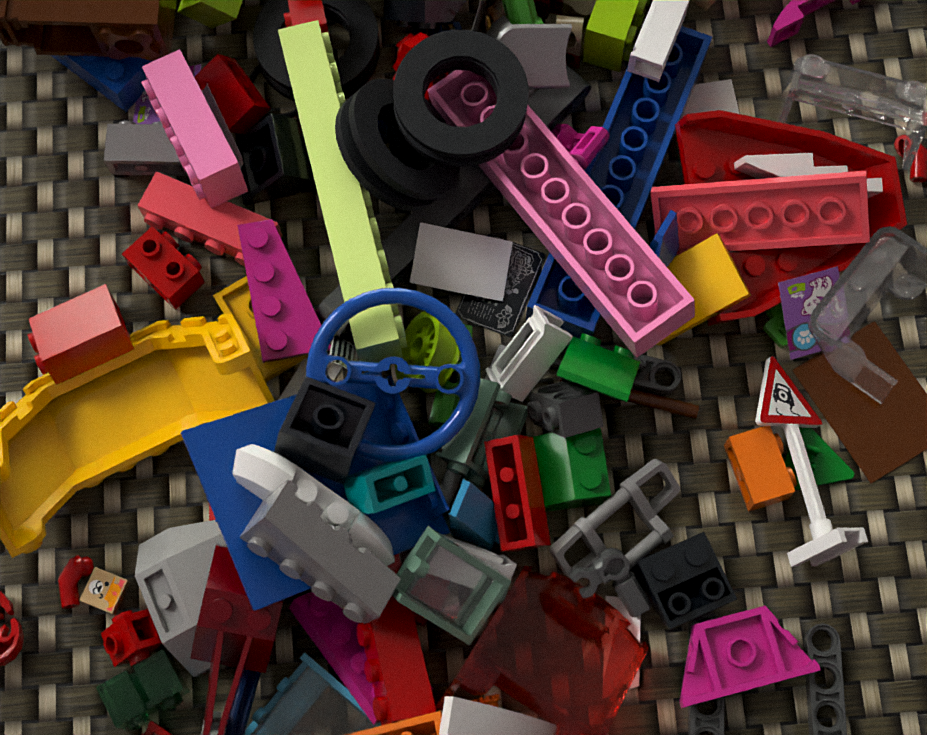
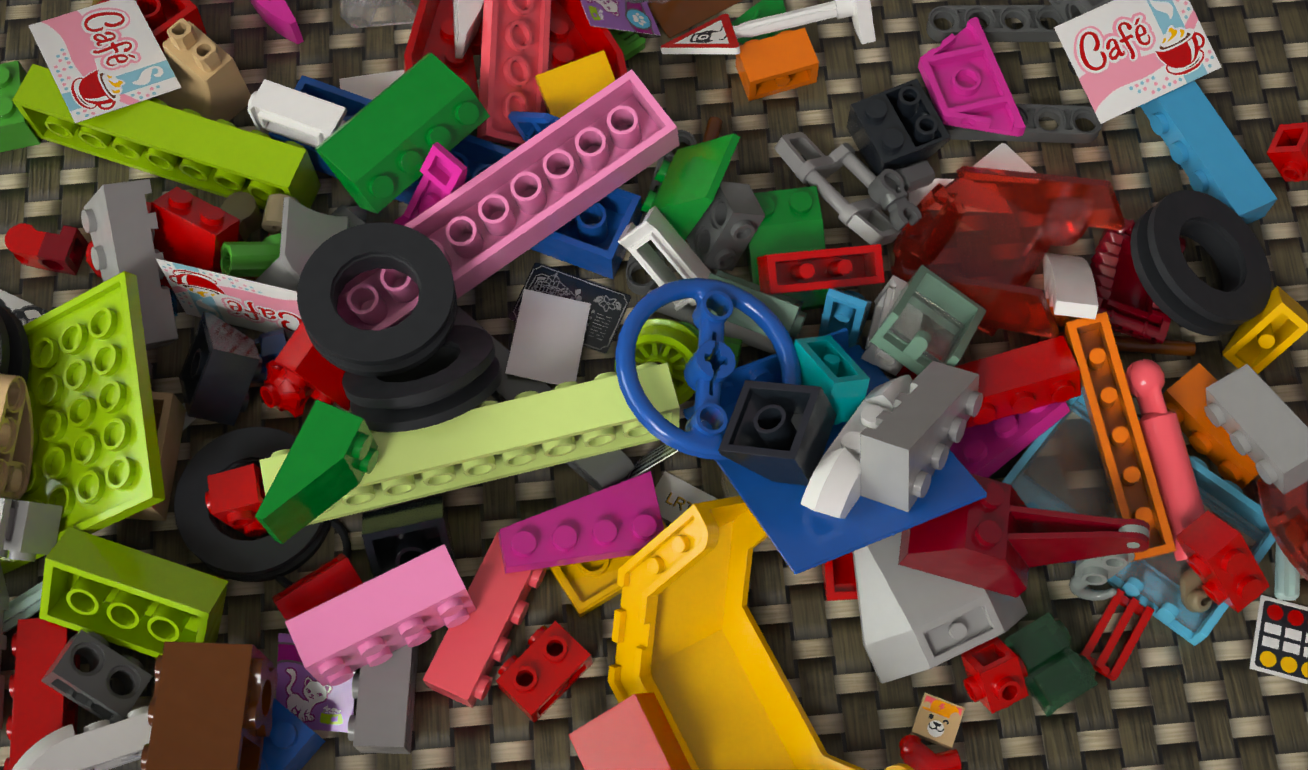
camera: 90 degrees left, 5 degrees down
(296, 55) = (318, 471): none -> green slope
(639, 111) = (390, 137): none -> green slope
(659, 694) = (1004, 159): none -> white sticker

